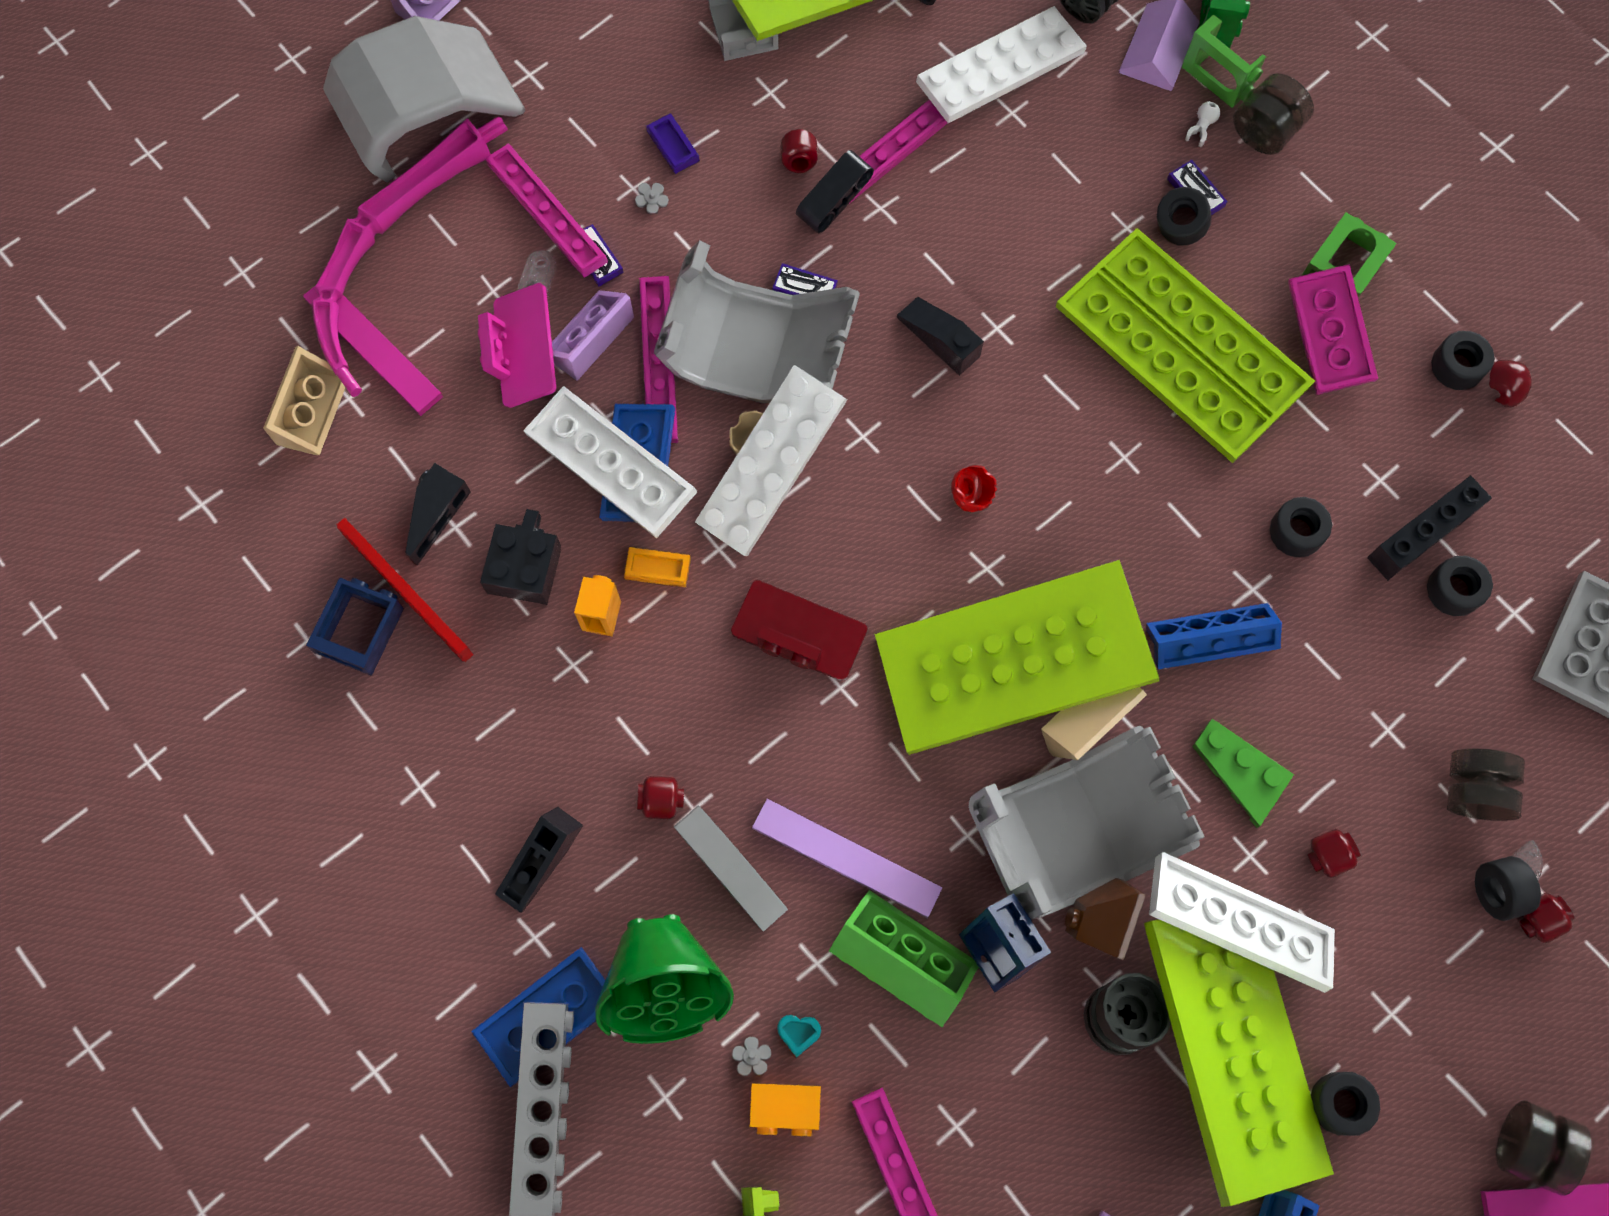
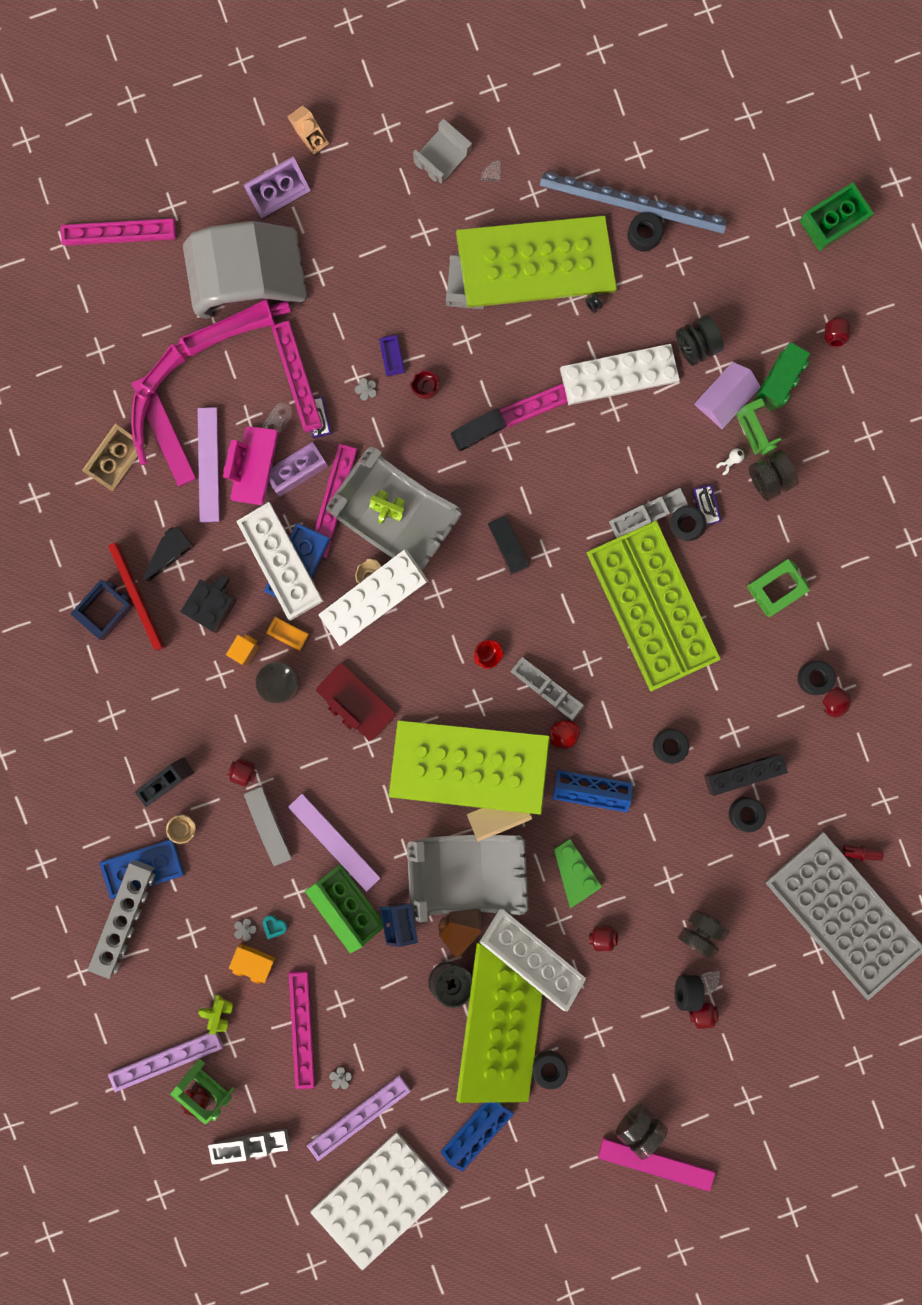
camera: 20 degrees right, 15 degrees up
(223, 111) = (118, 232): none -> dark pink tile
(455, 371) = (208, 465): none -> lavender tile
(590, 922) = (180, 829): none -> tan hair
(661, 984) = (206, 876): green cone -> none
(669, 635) = (277, 682): none -> clear smoke wheel
(732, 336) = (380, 504): none -> lime hips
(736, 161) = (425, 384): none -> dark red hair
(799, 151) = (467, 392): dark red head -> none
(799, 281) = (438, 484): tile -> none
(1081, 511) = (547, 689): none -> light grey slope
(1119, 224) = (648, 513): none -> light grey slope
(1138, 564) = (564, 734): none -> red hair
(1332, 329) = (745, 631): dark pink tile -> none

